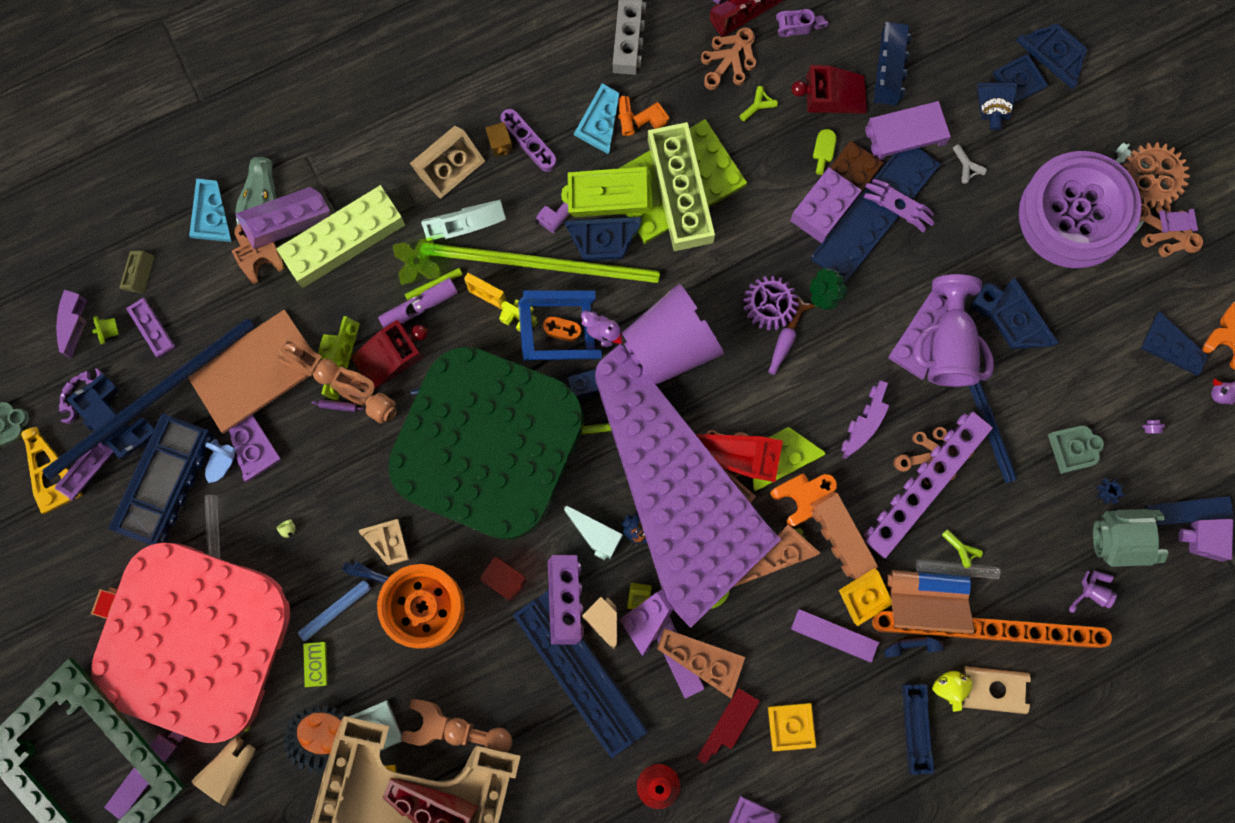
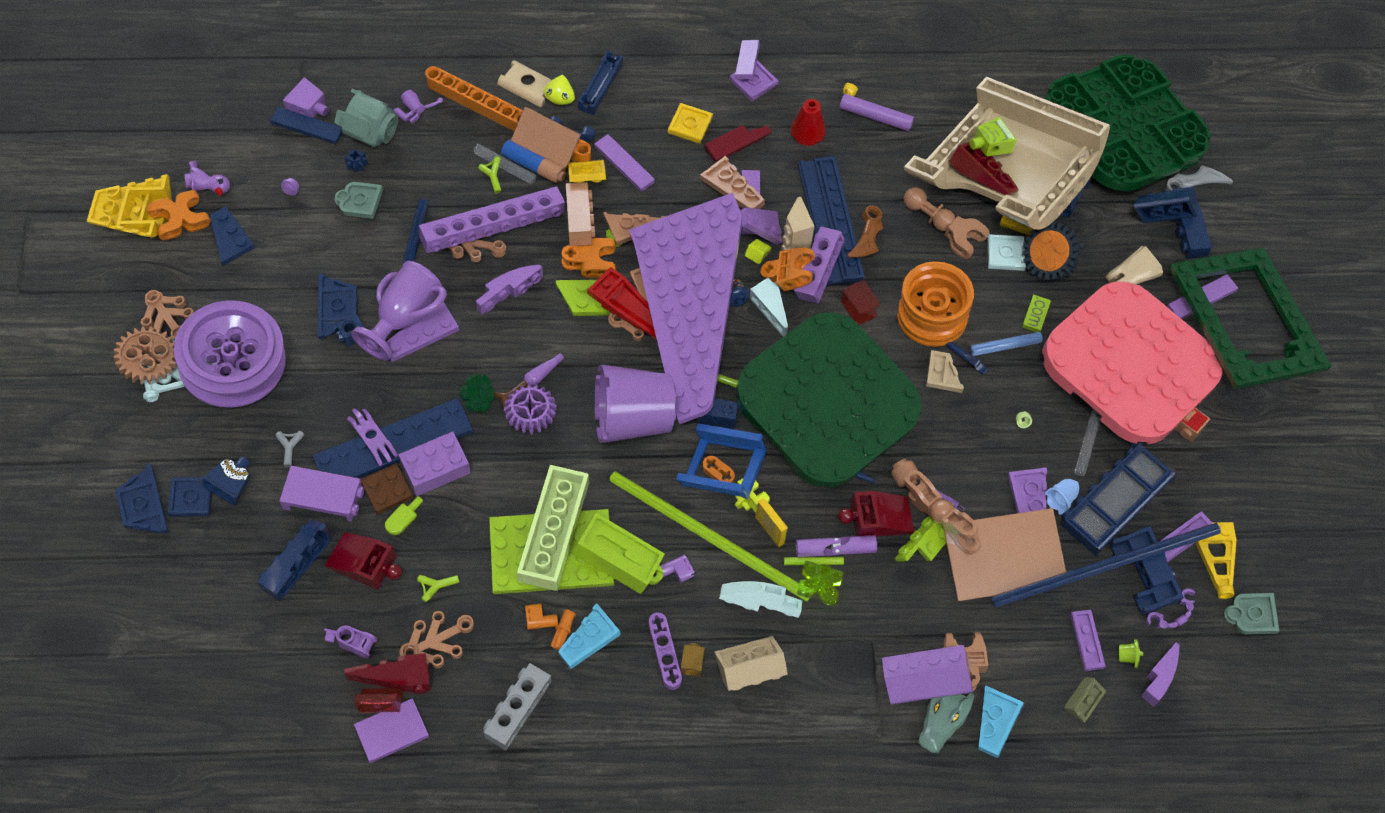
camera: 160 degrees left, 15 degrees down
(341, 236) = (879, 635): yellowish green brick -> none
(526, 658) = (867, 244): none -> dark orange piece
(593, 573) = (788, 269): none -> orange piece
(601, 328) = (684, 448): medium lavender animal -> none
(603, 237) = (646, 524): dark blue wing -> none
(1178, 221) = (154, 315): medium lavender piece -> none

